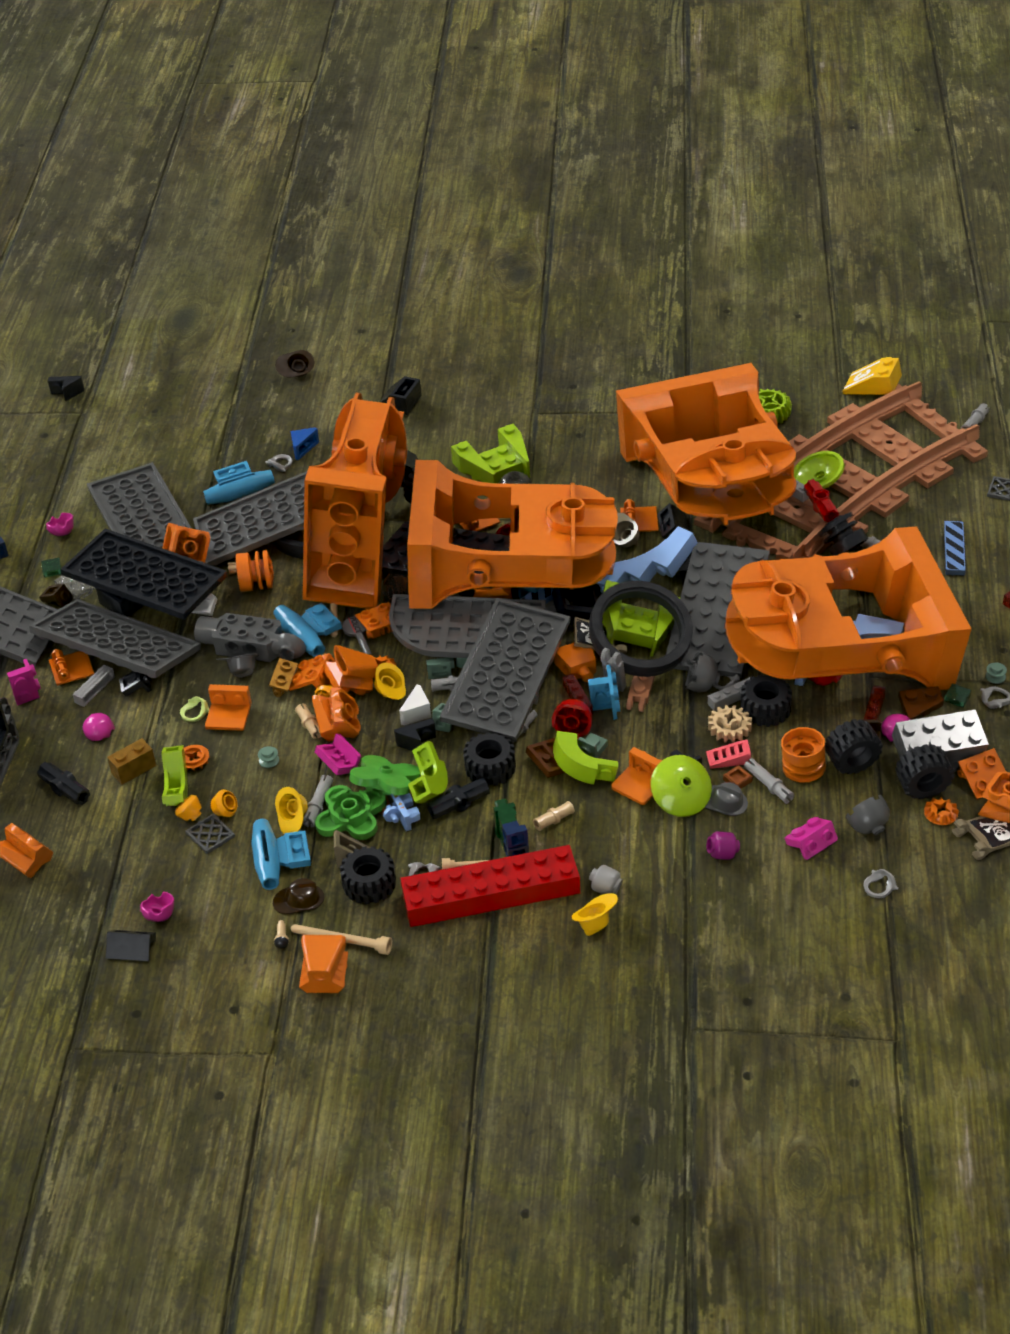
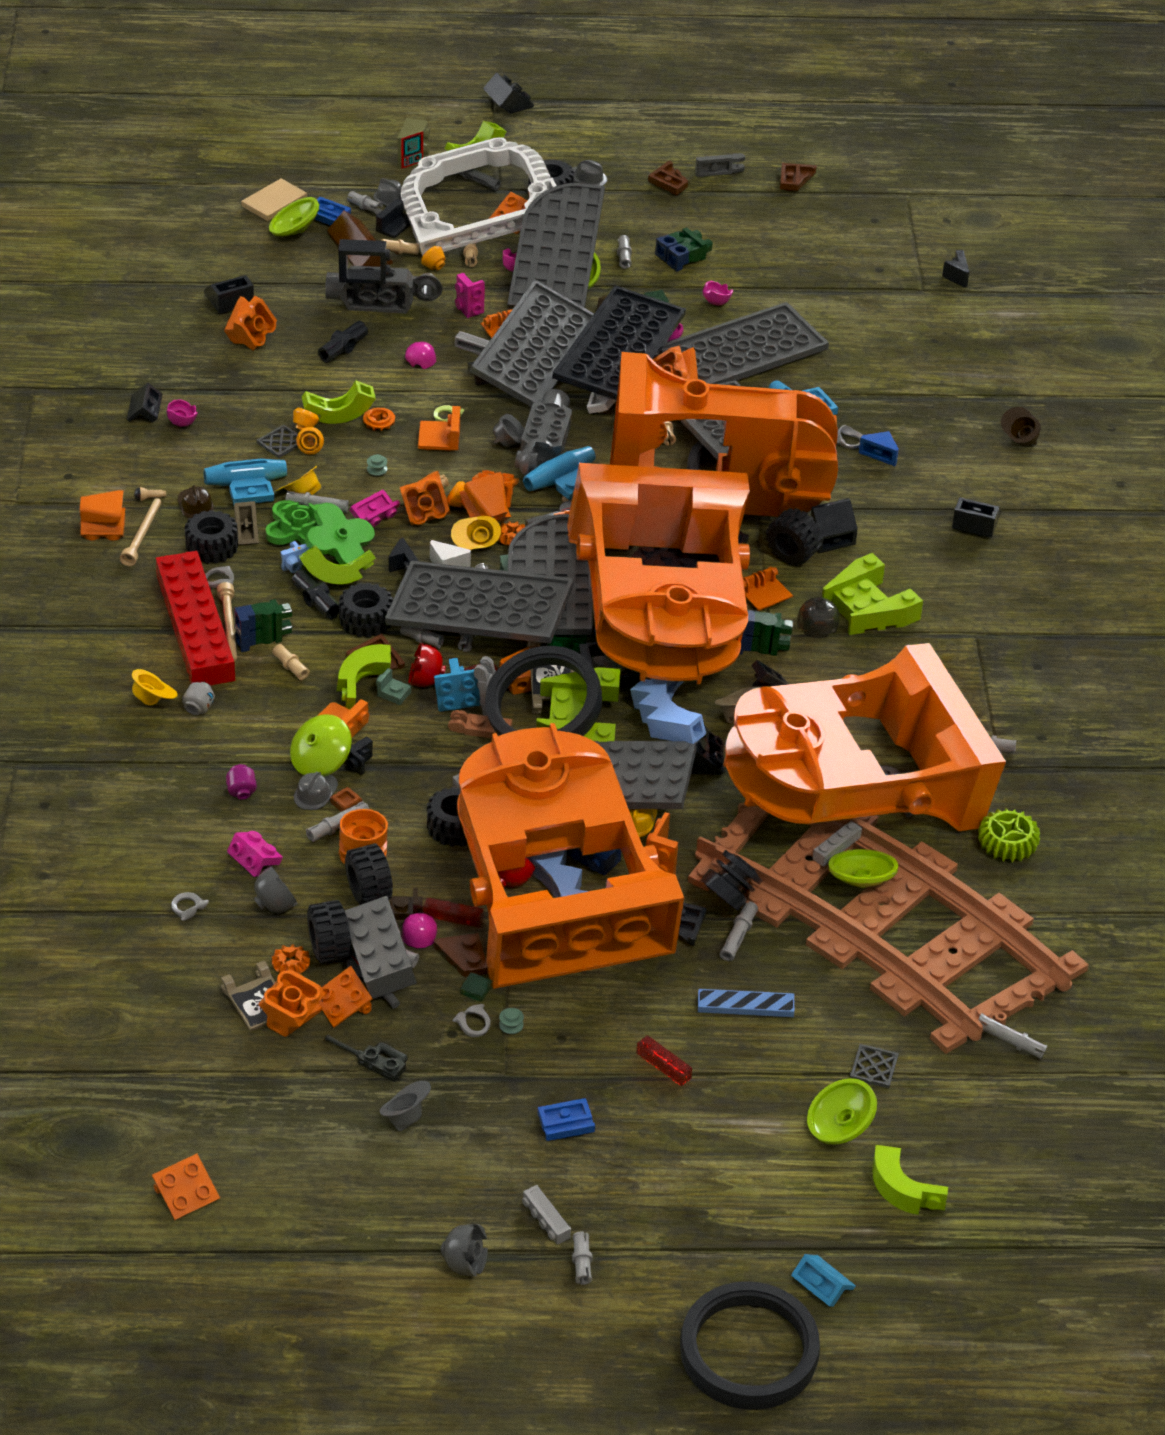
camera: 80 degrees right, 0 degrees up
(131, 761) = (369, 373): pearl gold brick -> none
(282, 676) = (489, 461): pearl gold hinge -> none
(730, 723) = (419, 788): tan gear -> none
(735, 753) = (378, 793): coral slope -> none
(821, 500) = (790, 858): red piece -> none
(876, 378) = (1079, 938): yellow slope -> none

